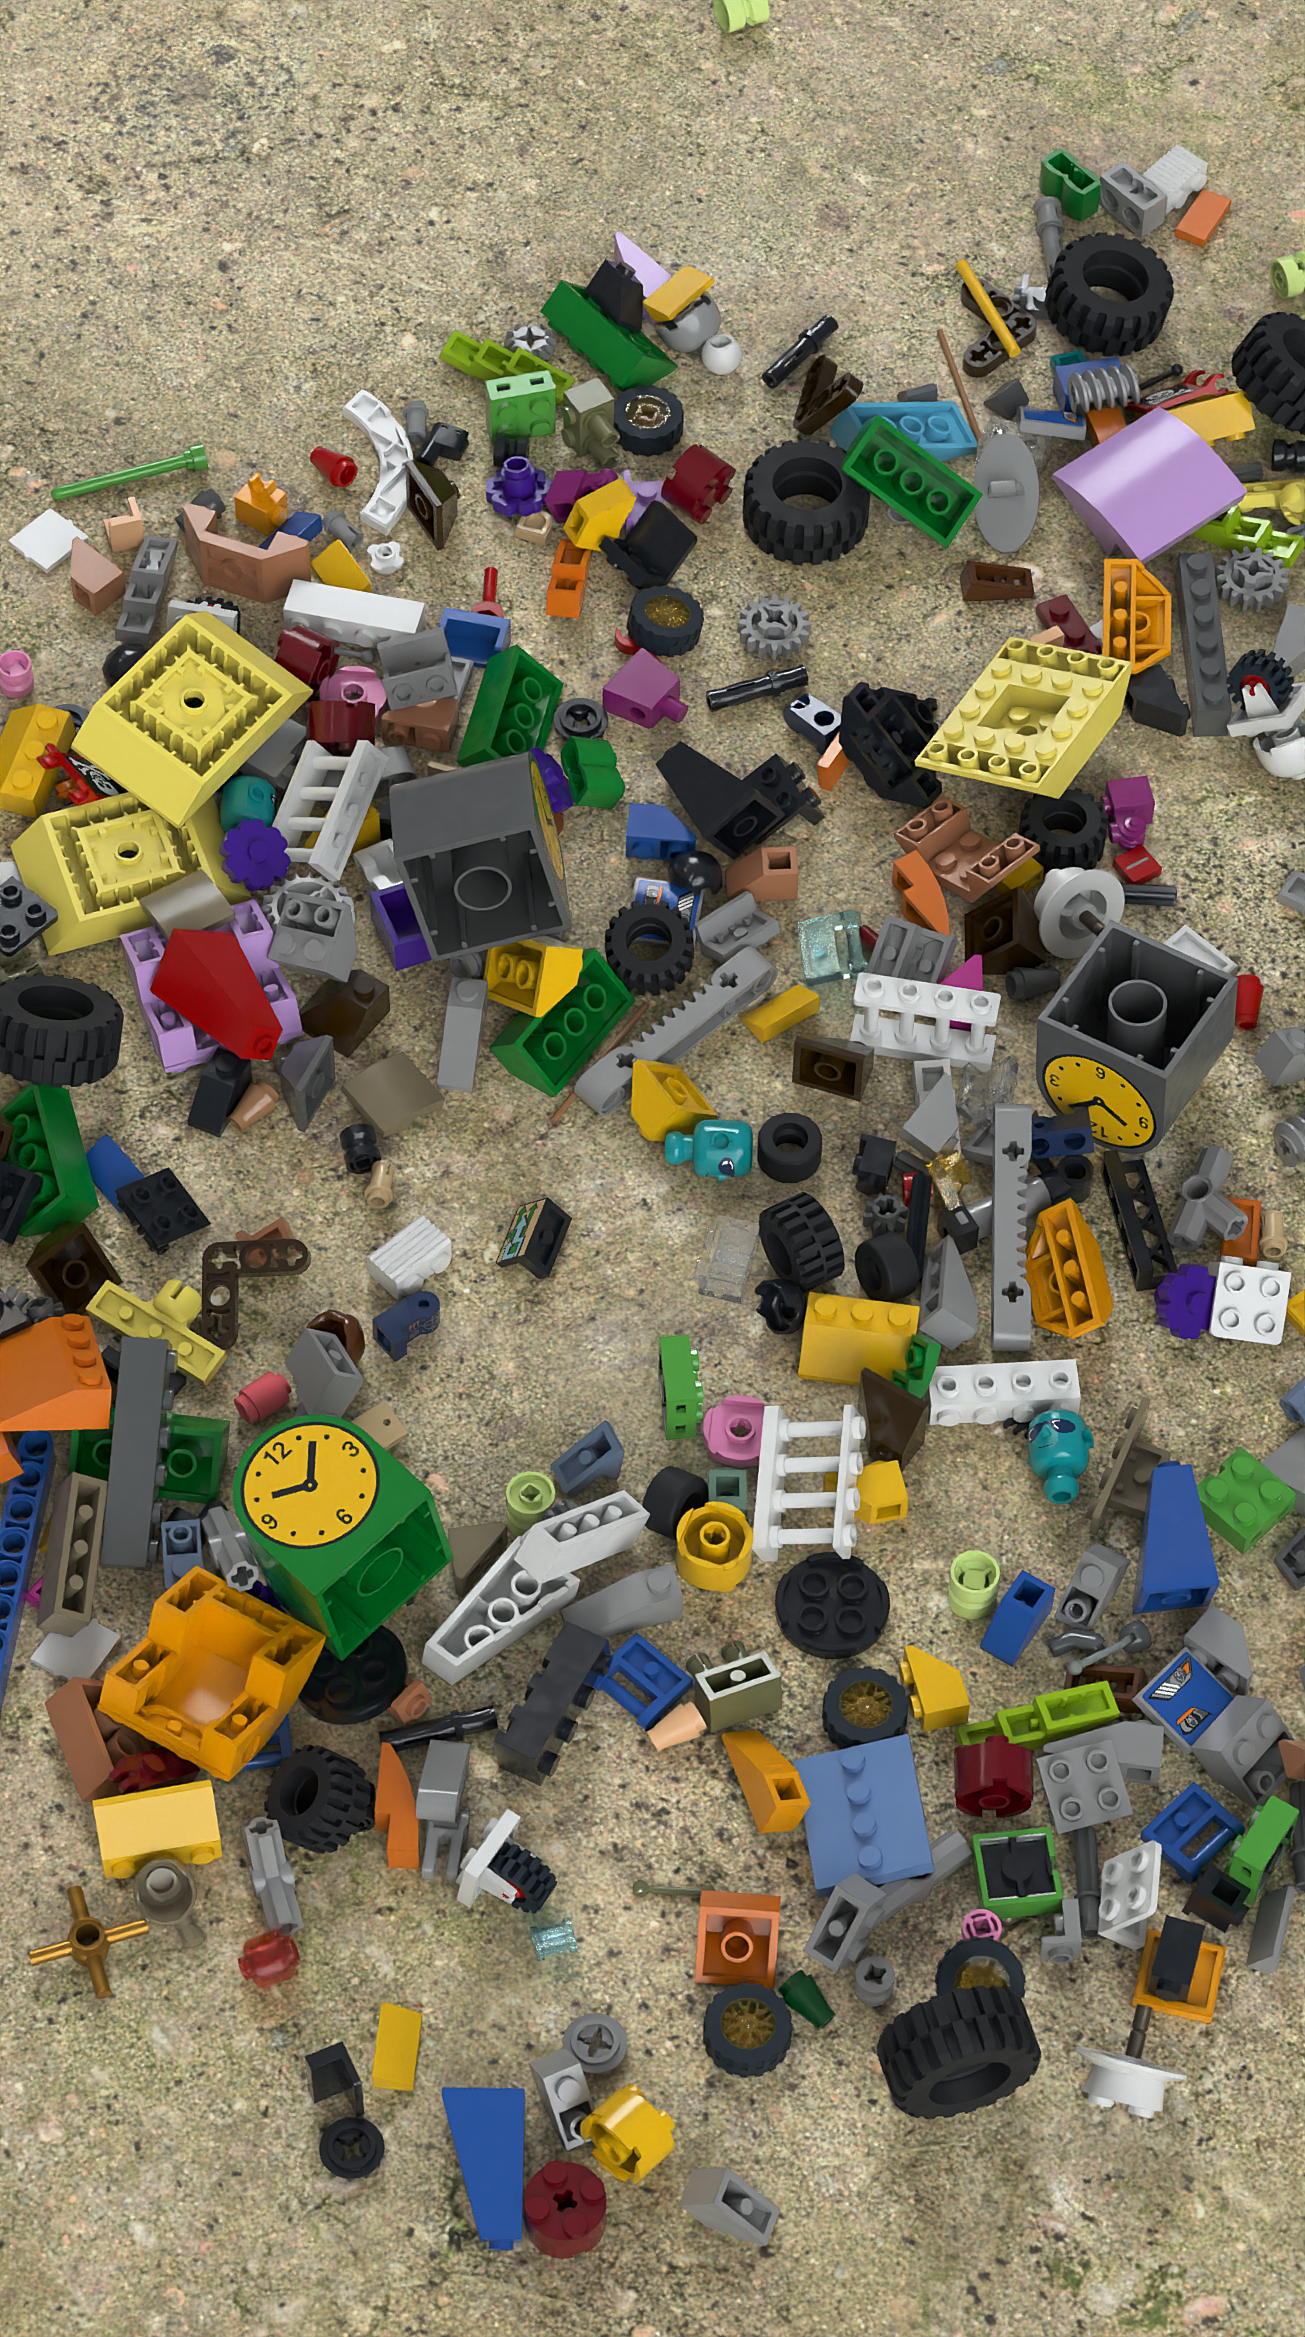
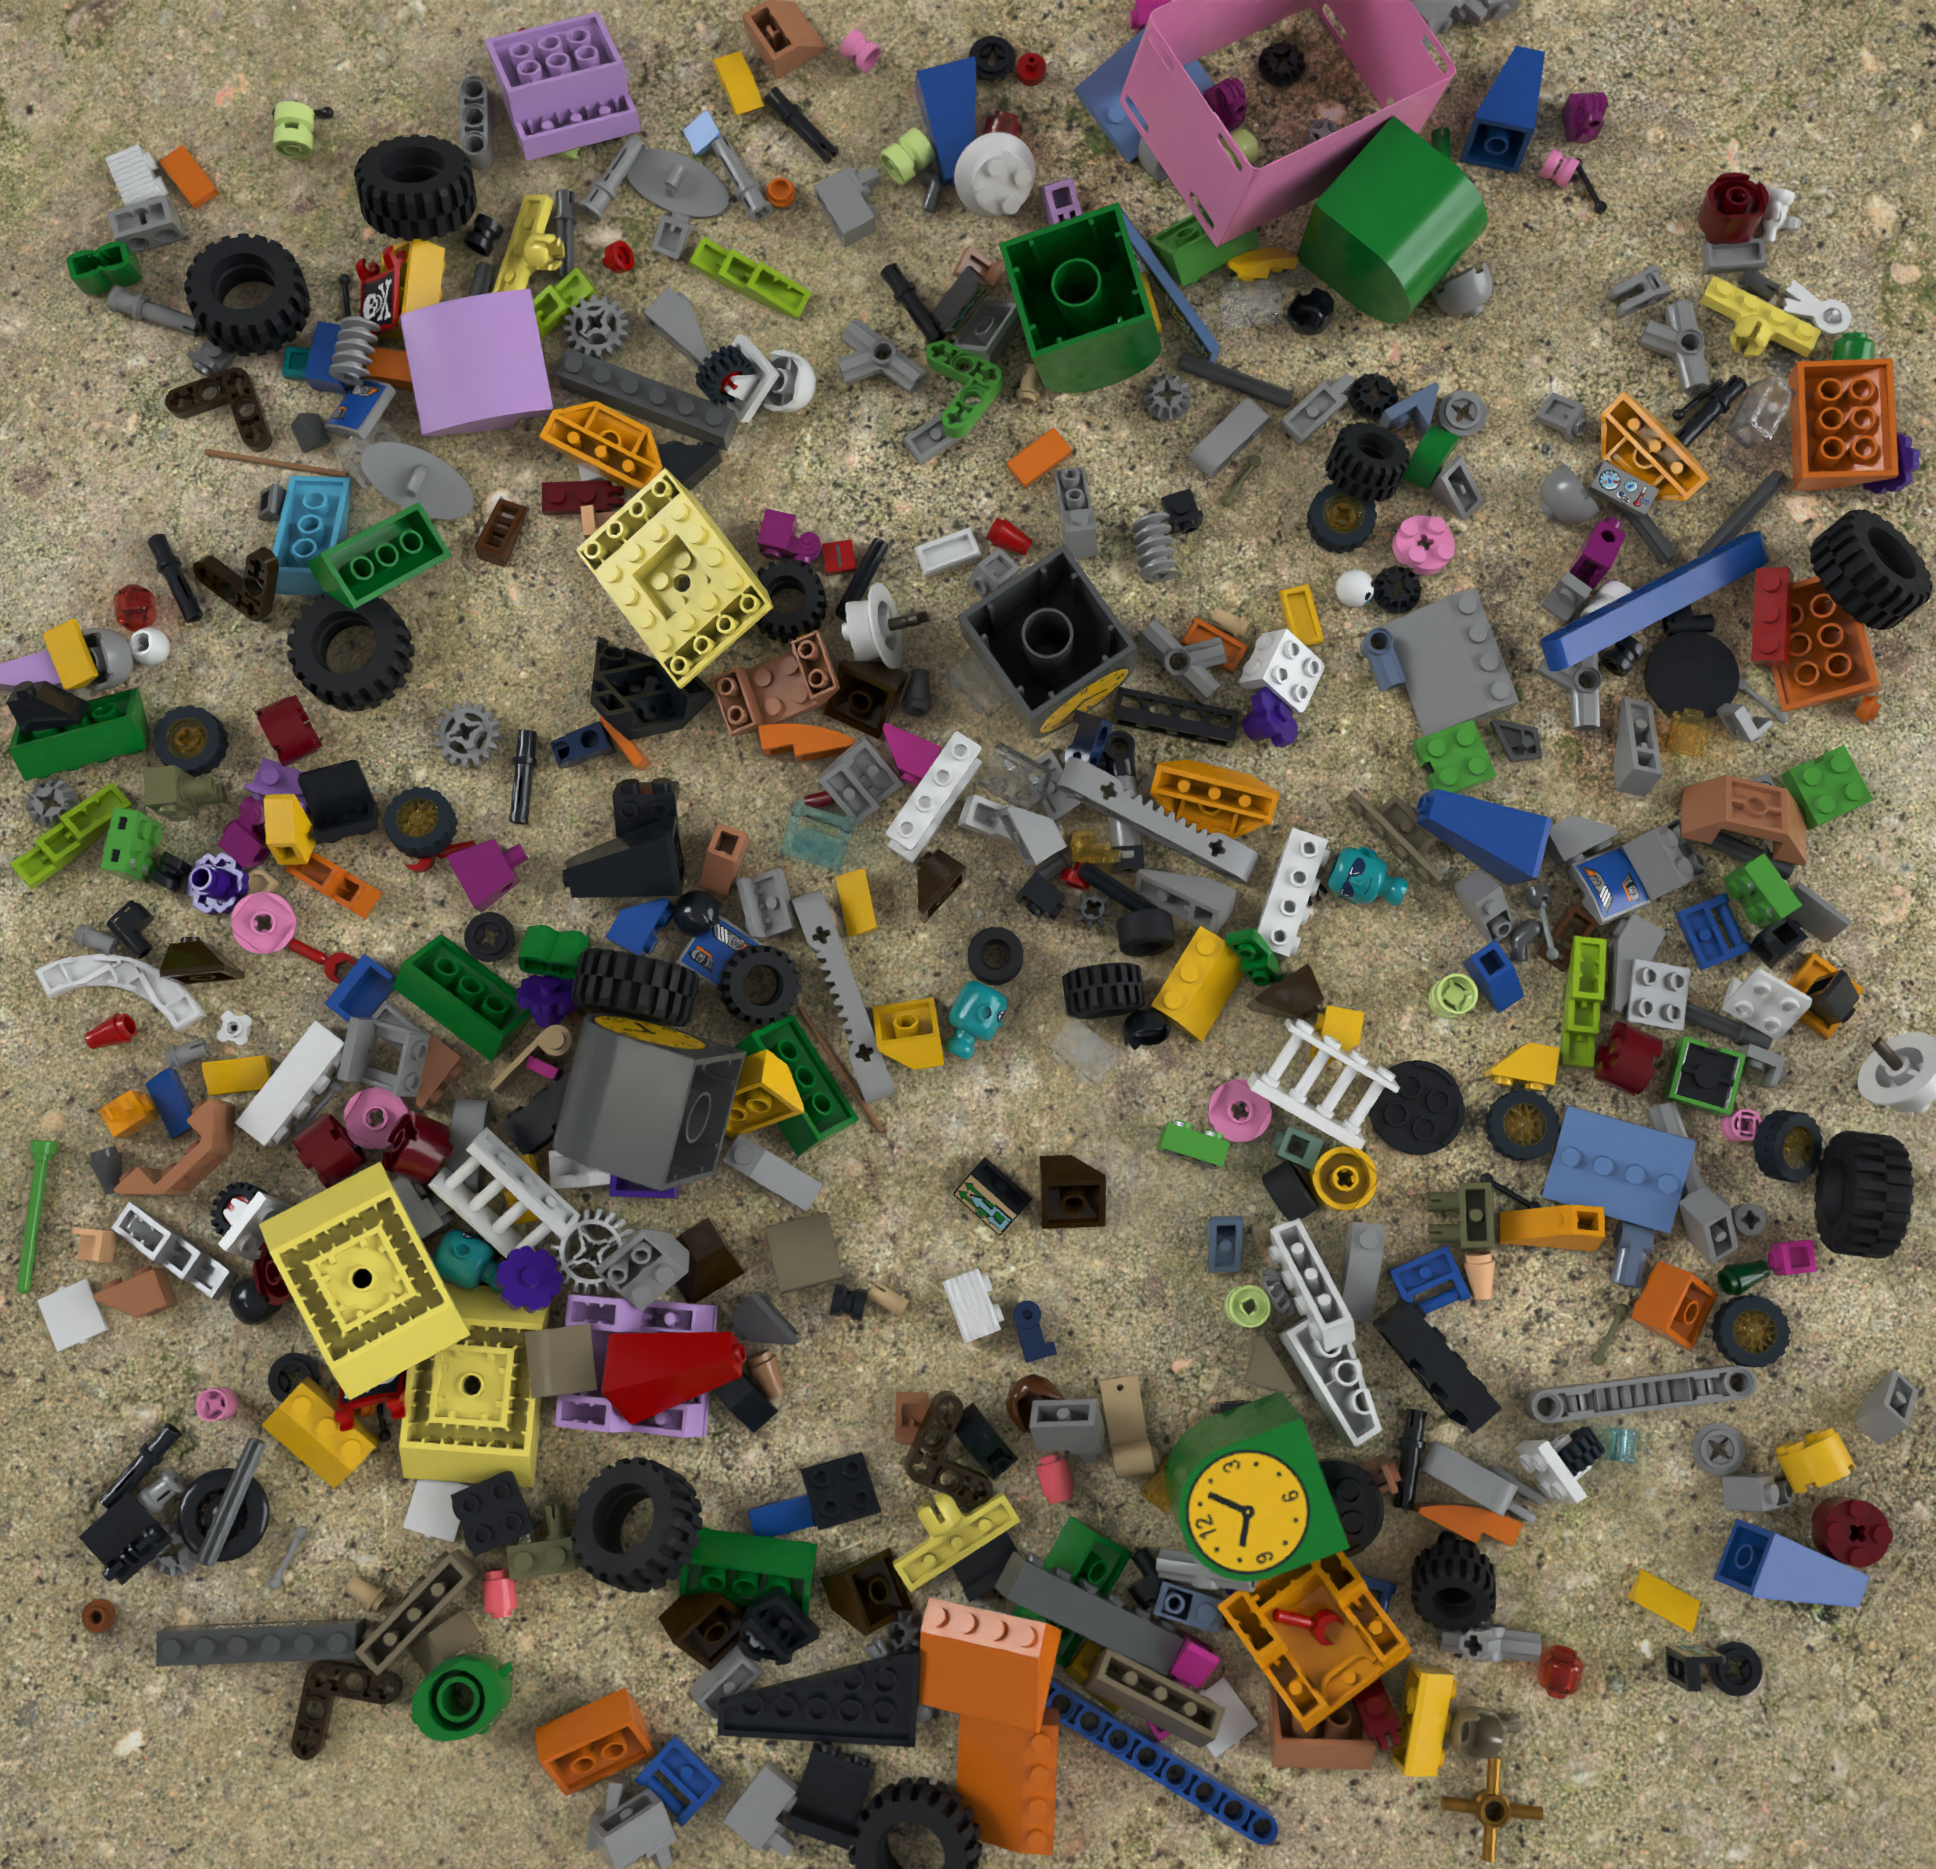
camera: 65 degrees left, 25 degrees up
(126, 1586) = (1193, 1662): none -> dark pink slope
(215, 1661) = (1315, 1624): none -> red piece
(271, 1318) = (984, 1442): none -> black slope
(500, 555) = (245, 923): none -> bright pink plate
(568, 1300) = (1071, 1193): none -> dark brown slope
(591, 831) = (635, 987): none -> black tyre
(621, 1935) = (1640, 1394): none -> light grey gear
(754, 330) = (134, 607): none -> clear red head
(784, 1870) = (1632, 1247): none -> sand blue piece
(788, 1706) = (1486, 1177): none -> black hinge
(852, 2041) = (1792, 1257): none -> dark pink bracket
(988, 308) = (215, 401): yellow bar -> none

